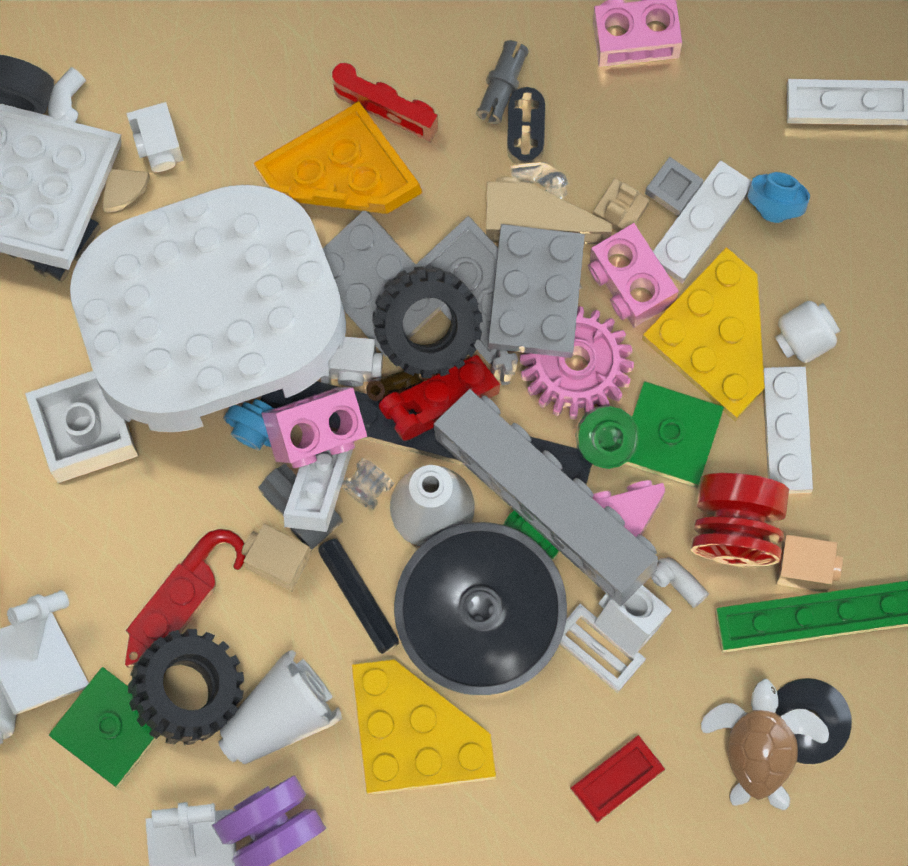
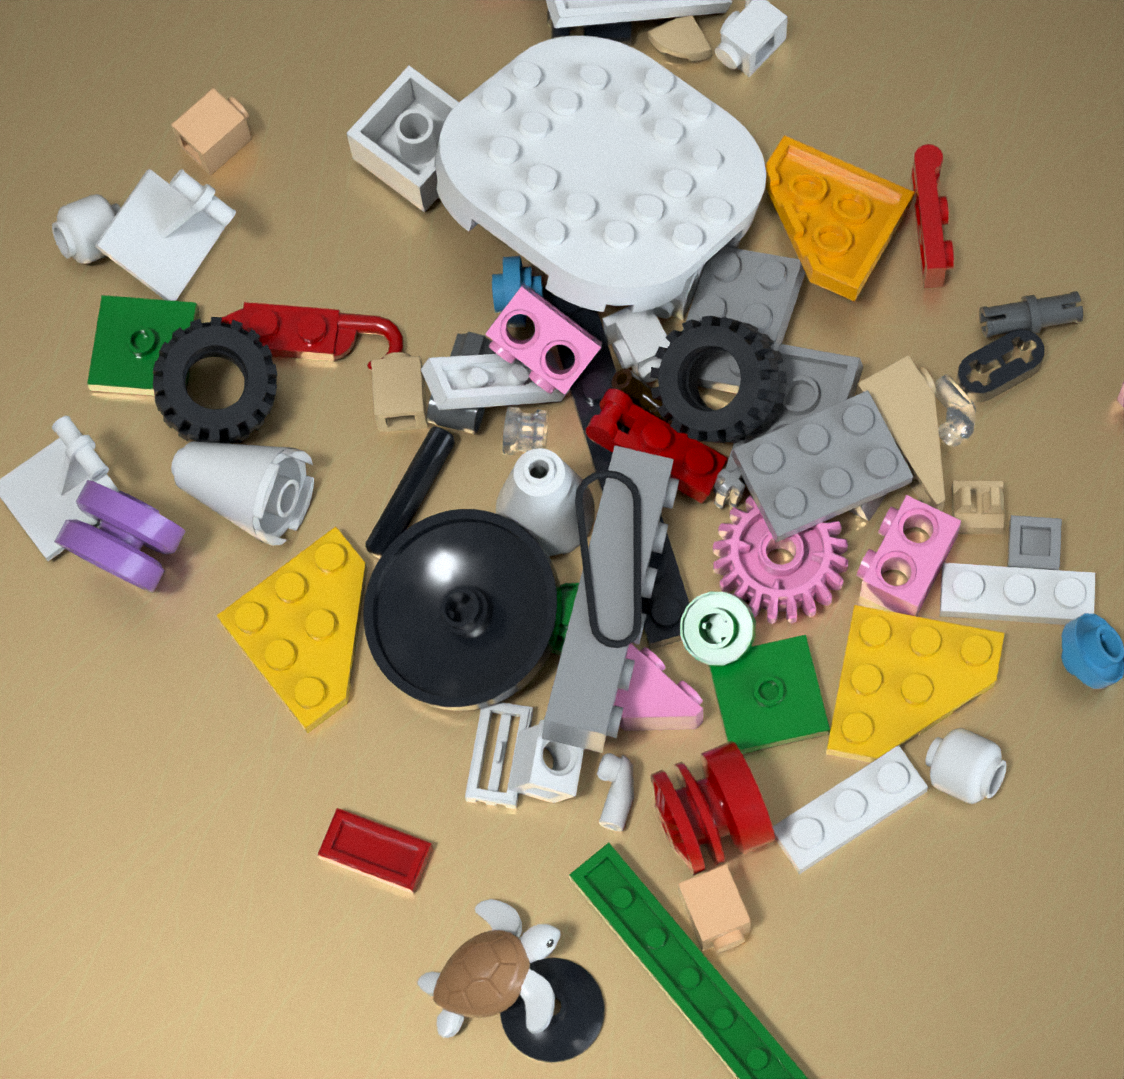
camera: 65 degrees right, 5 degrees down
(512, 493) = (586, 561): none -> black piece

